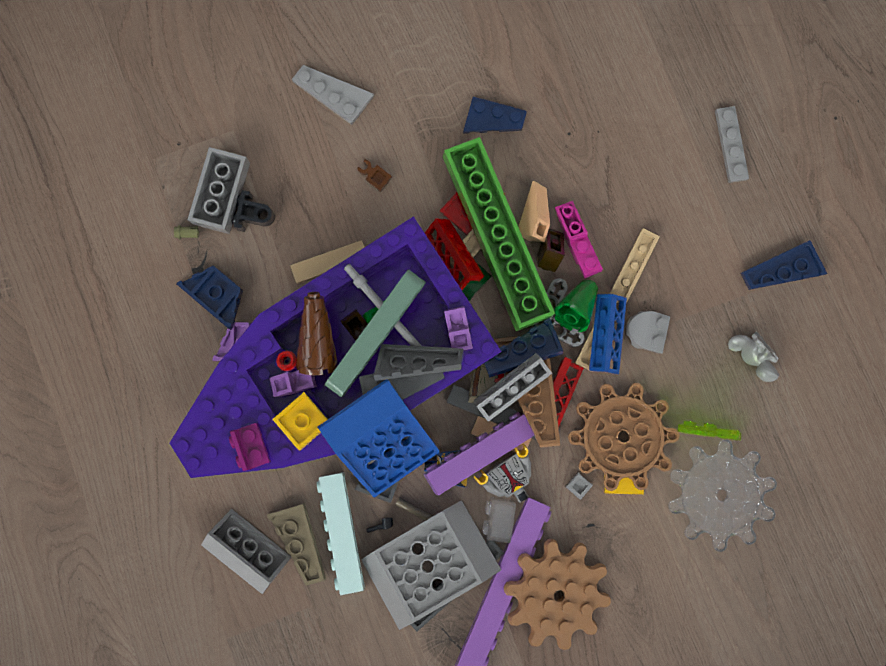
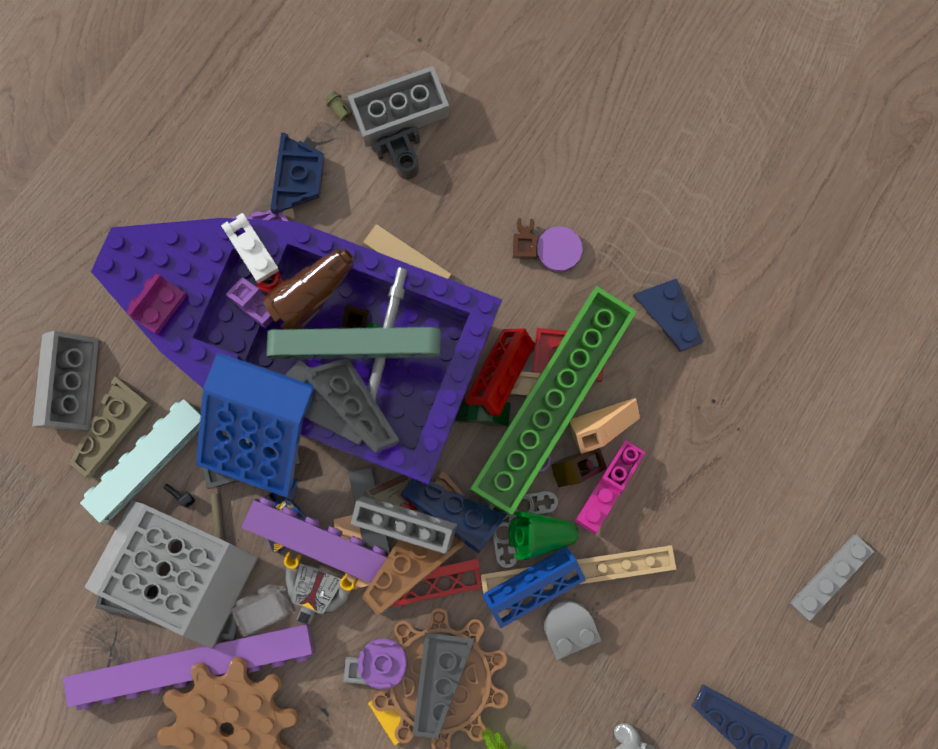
camera: 60 degrees right, 5 degrees down
(257, 357) = (250, 249): none -> white plate
(300, 421) = (216, 333): yellow tile -> none
(335, 94) = (577, 149): light grey wing -> none
(397, 157) = (559, 249): none -> medium lavender tile
(458, 328) = (418, 423): medium lavender slope -> none
(588, 465) = (382, 663): none -> medium lavender tile
(620, 432) = (439, 676): none -> dark grey wing

